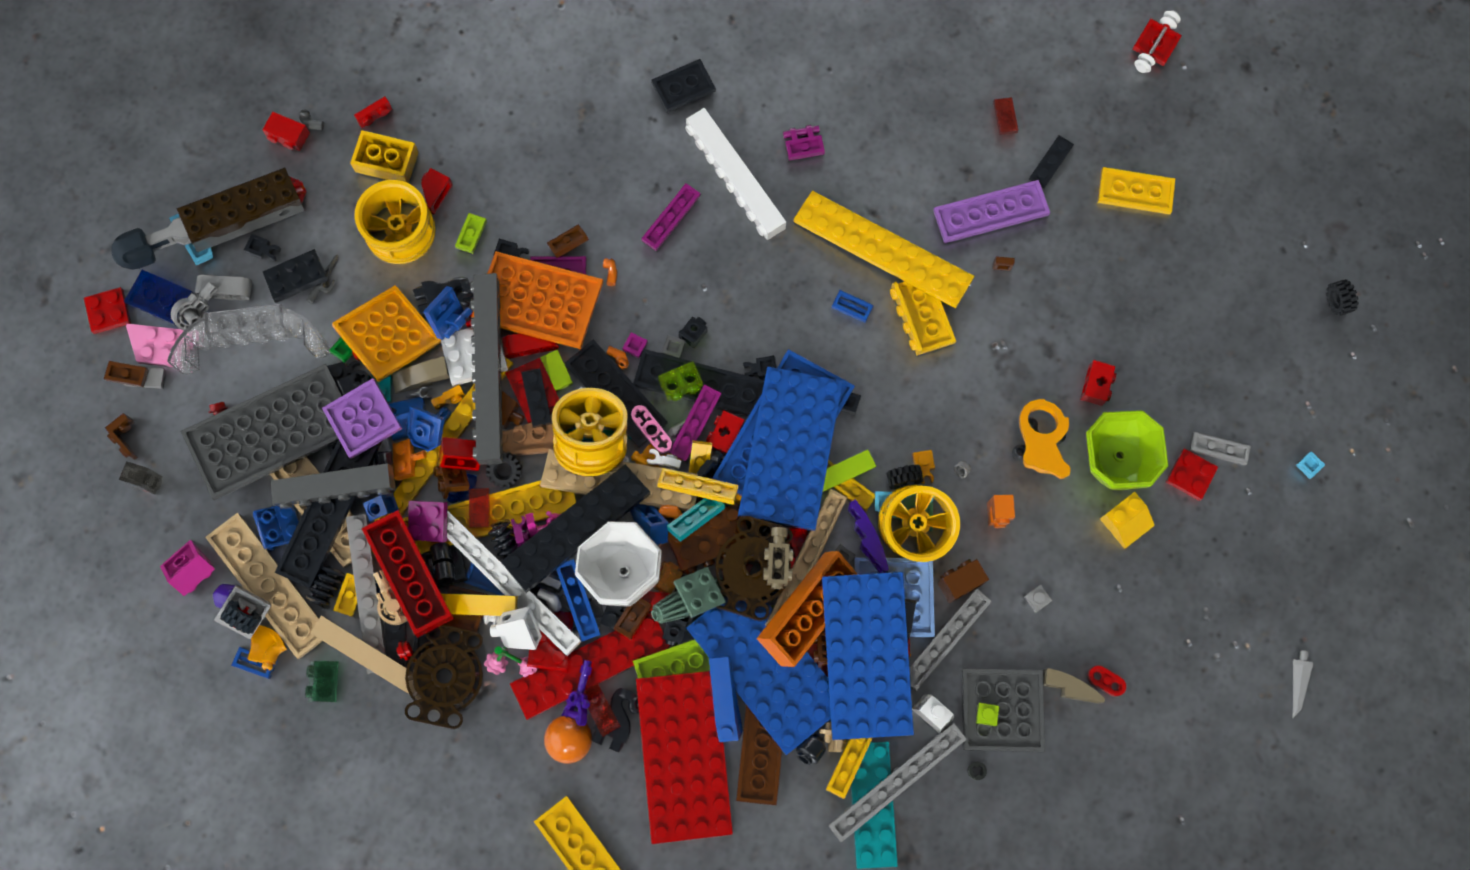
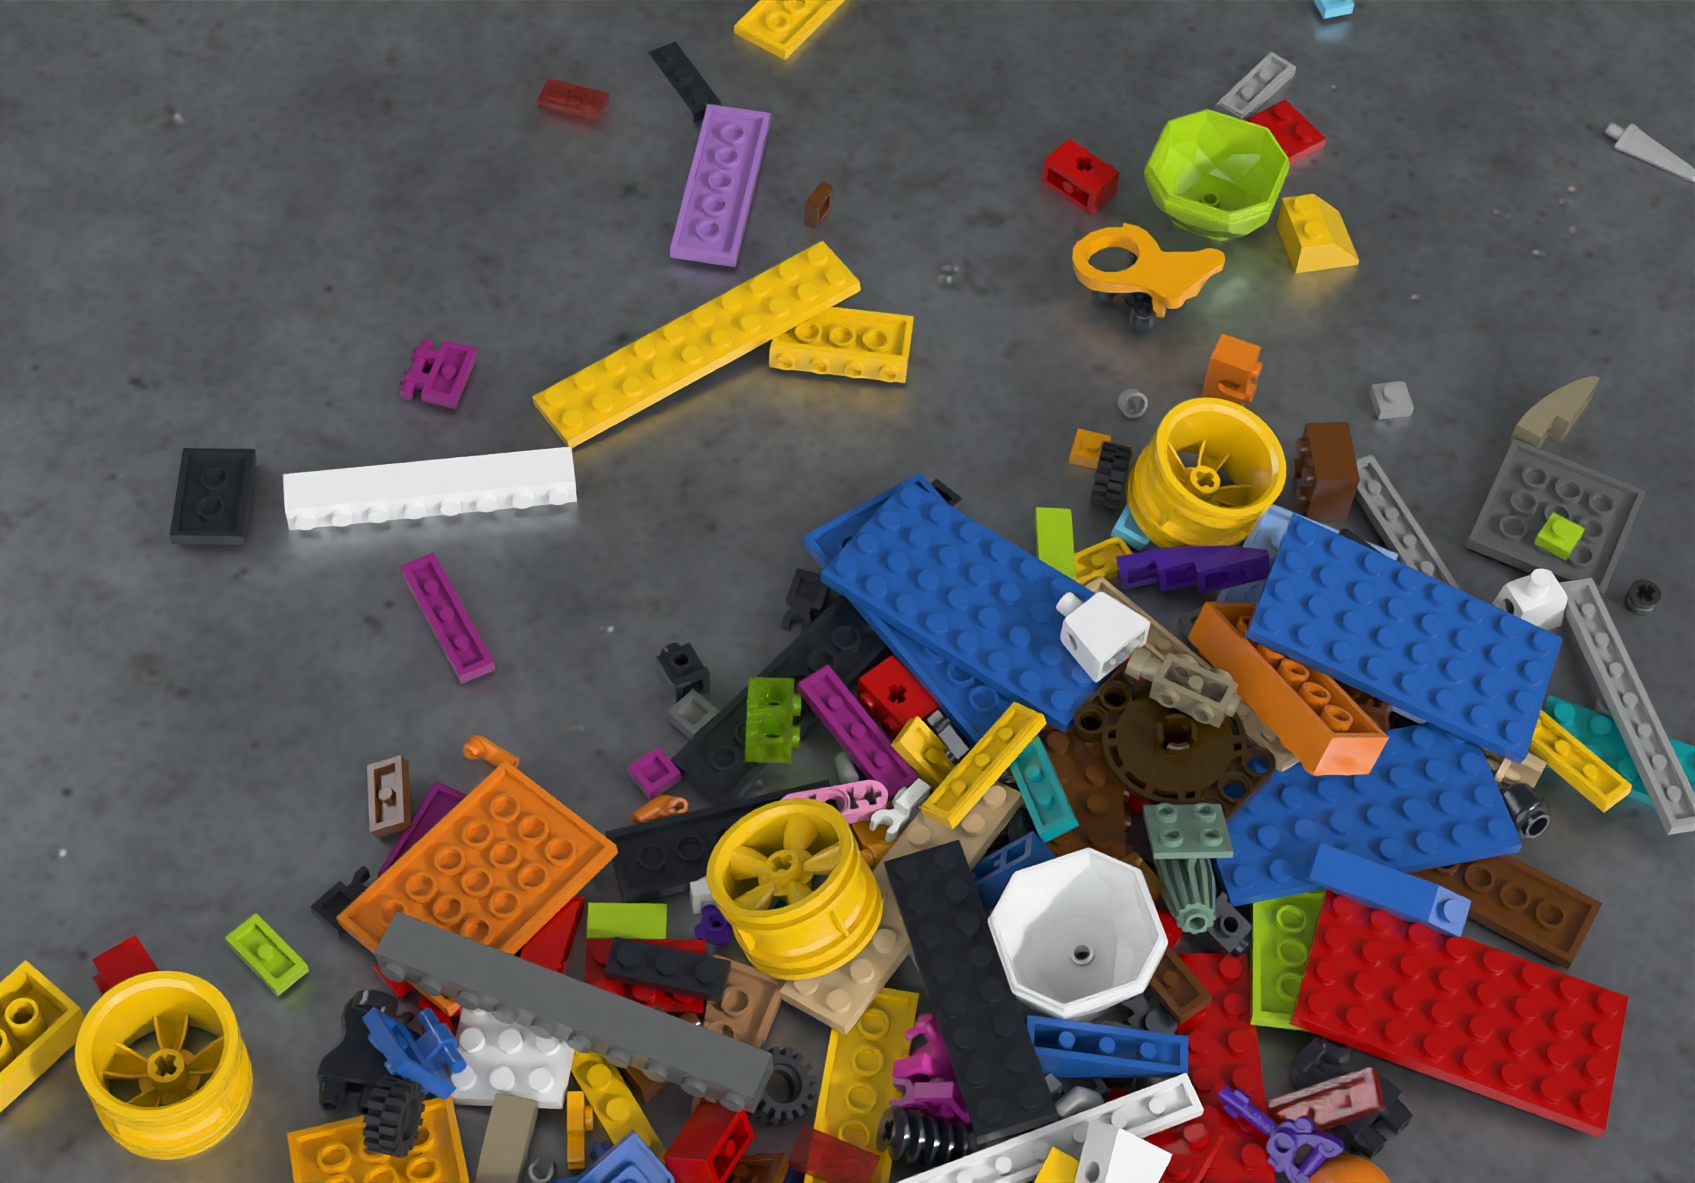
camera: 65 degrees left, 20 degrees down
(409, 321) = (394, 1116): none -> black tyre
(670, 511) = (1009, 829): orange arm -> none
(791, 507) = (1100, 632): none -> white torso
(849, 312) = (773, 435): blue tile -> none
(1106, 680) = (1556, 369): red plate -> none

